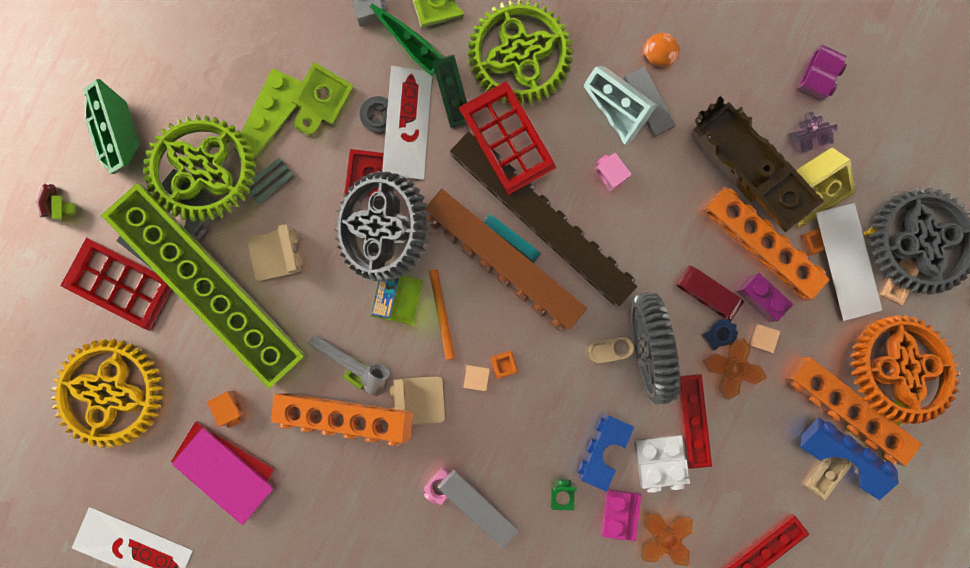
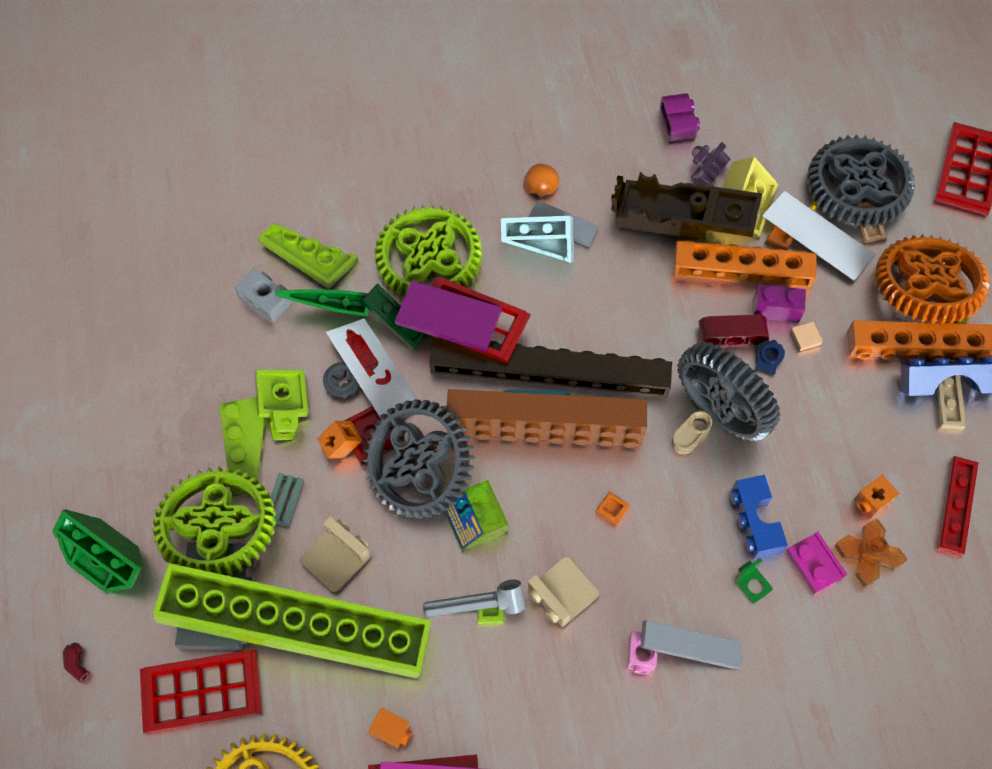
camera: 35 degrees left, 20 degrees down
(60, 208) = (97, 658): lime tile -> none
(333, 163) = (339, 439): none -> orange brick
(398, 421) = (445, 680): orange brick -> none
(442, 316) = (525, 505): orange bar -> none
(476, 378) = (597, 537): light nougat tile -> none
(489, 124) = (448, 316): none -> magenta tile
(612, 171) = (576, 292): bright pink brick -> none
(662, 463) = (811, 493): white plate -> none
(695, 422) = (812, 443): red tile -> none
(713, 508) = (882, 490): none -> orange brick
(731, 380) = (803, 373): clear orange plant -> none

